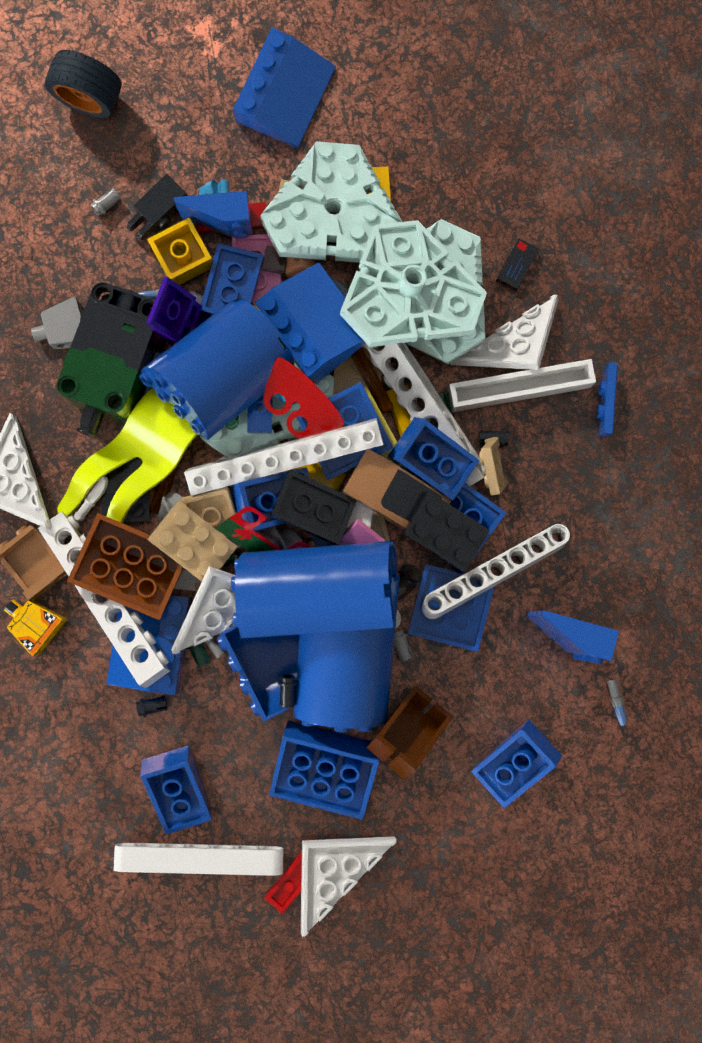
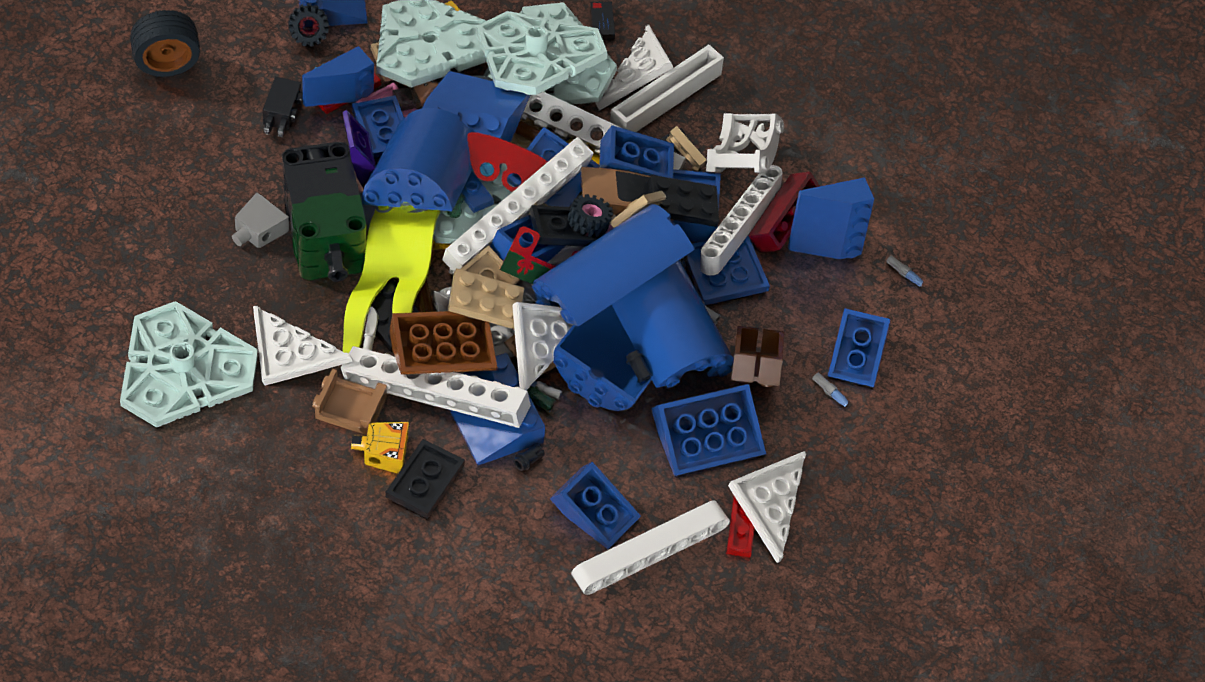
camera: 35 degrees left, 30 degrees down
(50, 676) = (425, 478): none -> black plate
(105, 202) = (230, 128): light grey pin -> none
(181, 252) = (321, 122): yellow brick -> none
(220, 128) = (296, 25): none -> black bush
(341, 524) = (590, 215): none -> black bush
(384, 533) = (637, 205): none -> tan plate
(464, 787) = (830, 389): none -> light grey piece
(515, 495) = (726, 154): none -> white fence
(544, 581) = (777, 220): none -> dark red brick
(606, 409) = (741, 73): blue plate -> none

